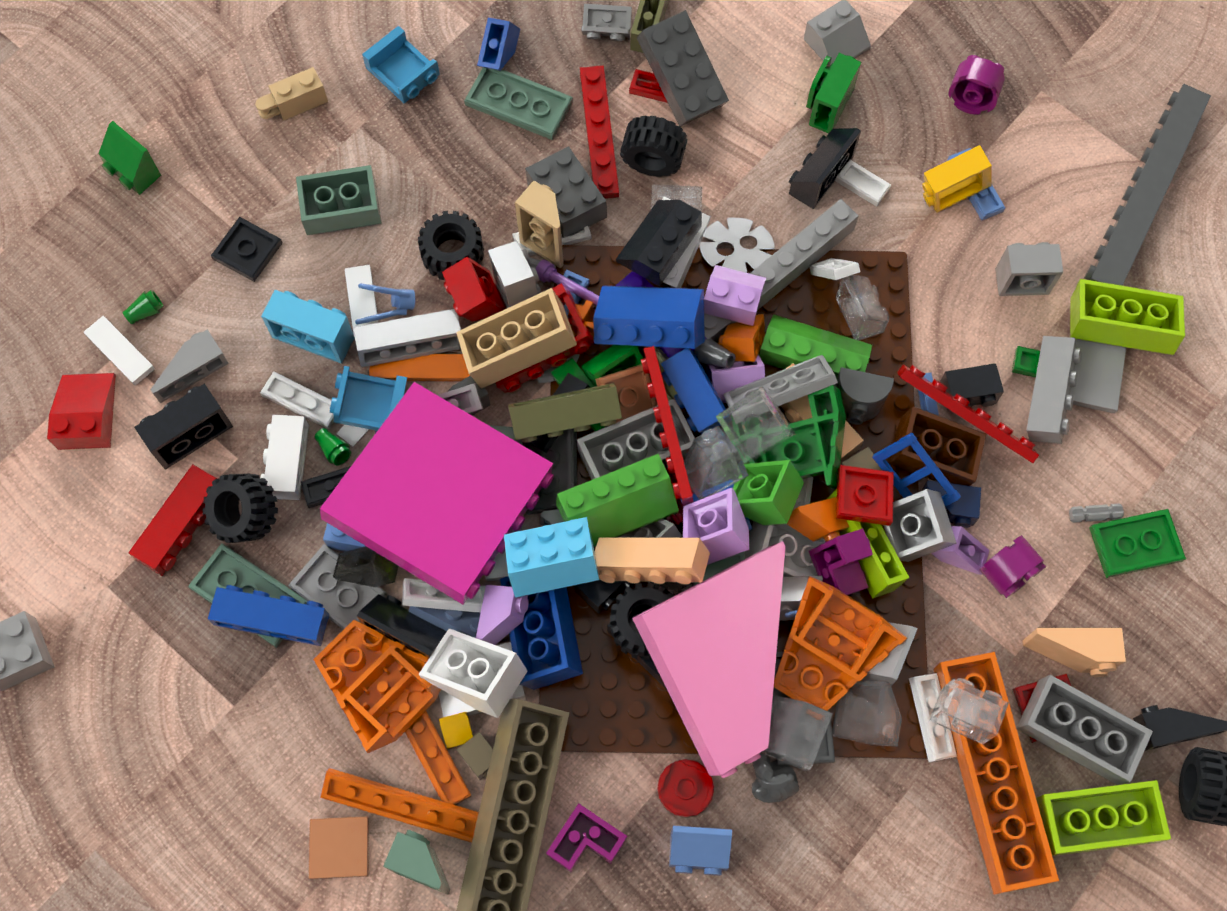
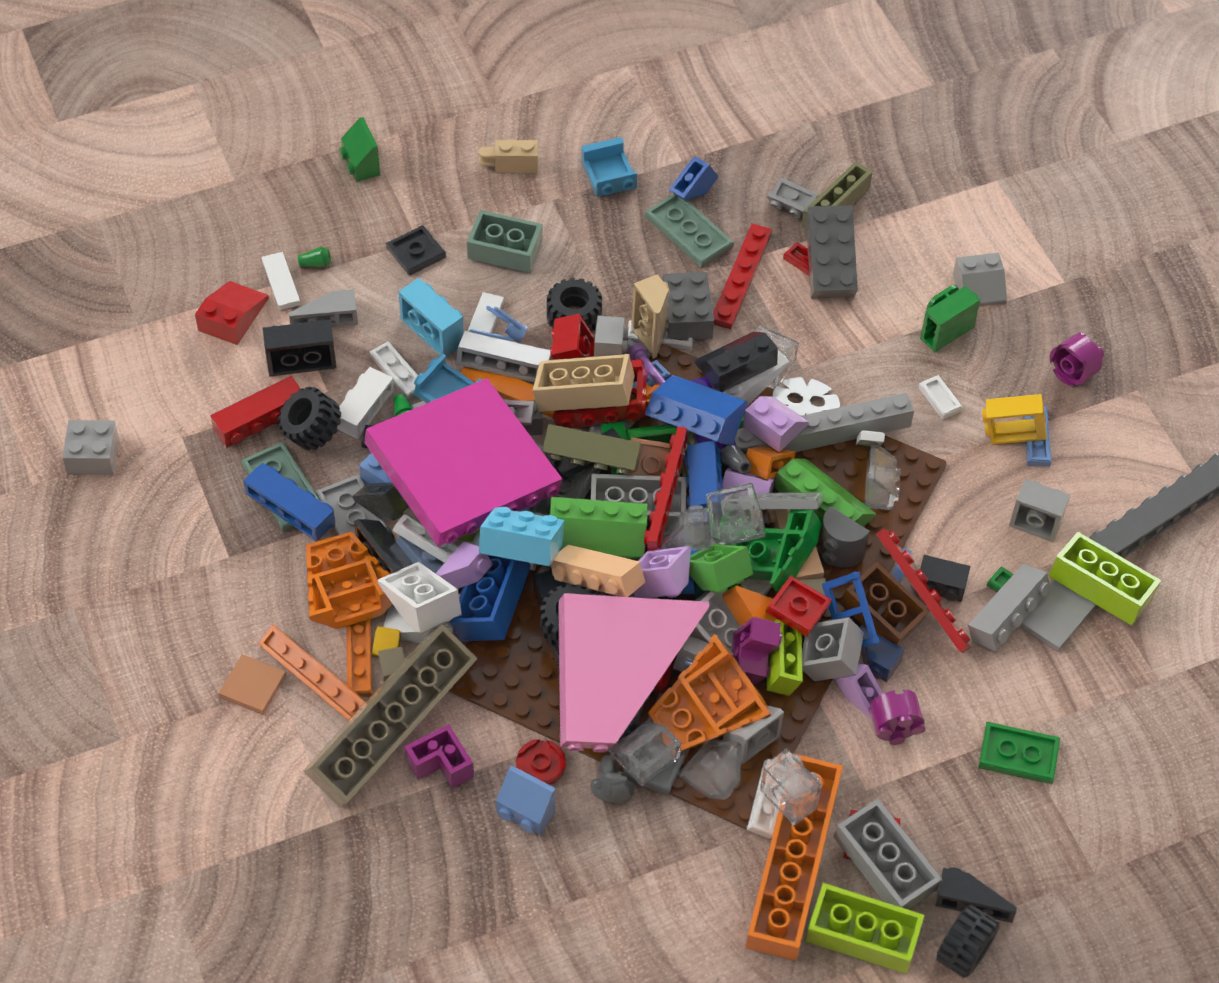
camera: 25 degrees right, 15 degrees down
(417, 861) = (302, 707): sand green slope -> none
(653, 146) = (775, 298): black tyre -> none
(823, 165) = (911, 369): black slope -> none
(1081, 649) = (917, 796): light nougat slope -> none
(1096, 513) = (996, 715): light grey axle -> none

